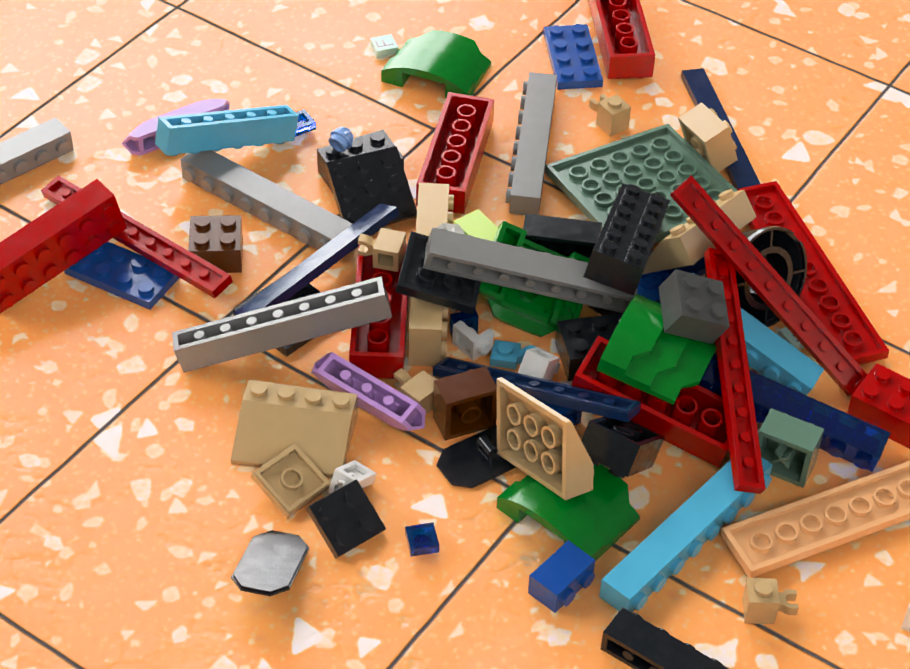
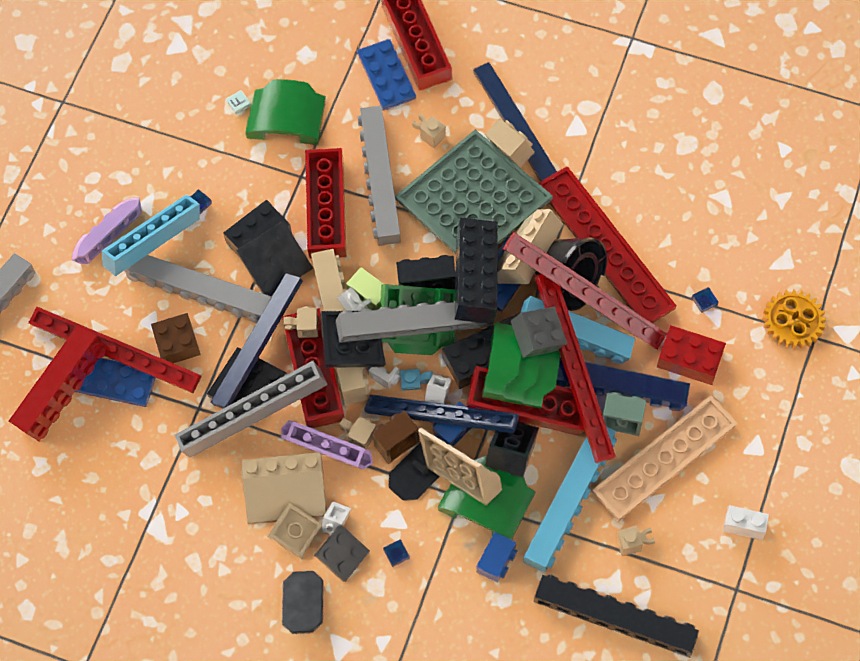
camera: 10 degrees left, 20 degrees up
(341, 139) = (240, 224): light blue plate -> none

